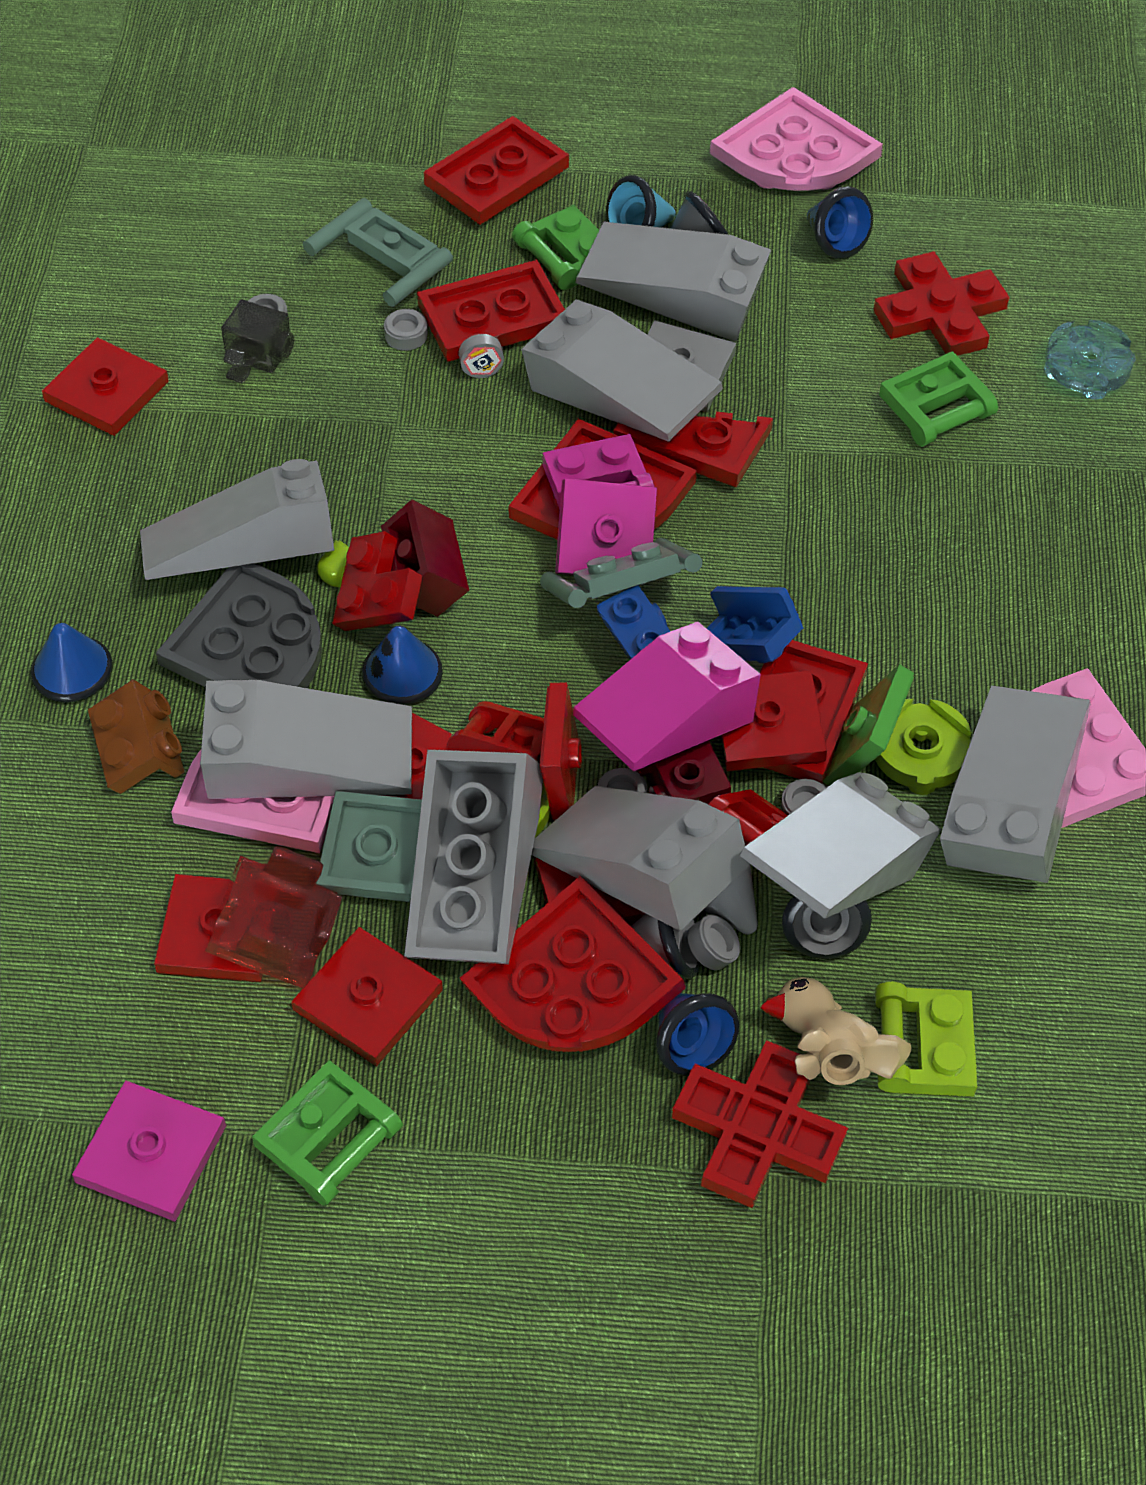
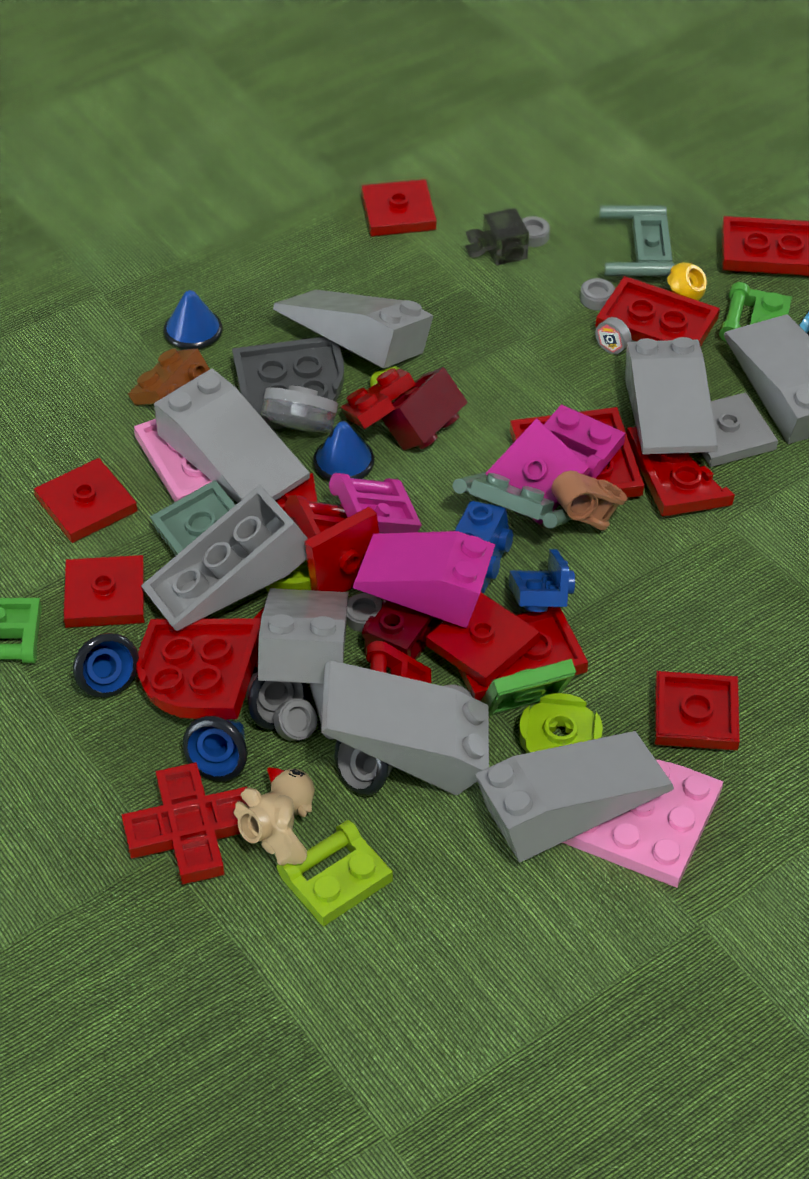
camera: 50 degrees right, 5 degrees down
(275, 916) = (106, 510): clear red panel -> none
(334, 652) = (299, 409): none -> clear piece
(476, 254) = (687, 280): none -> yellow plate
(480, 1059) = (105, 665): none -> blue hat
(518, 692) = (385, 497): none -> dark pink plate
(680, 518) = (587, 498): none -> nougat piece
(990, 628) = (696, 710): none -> red plate

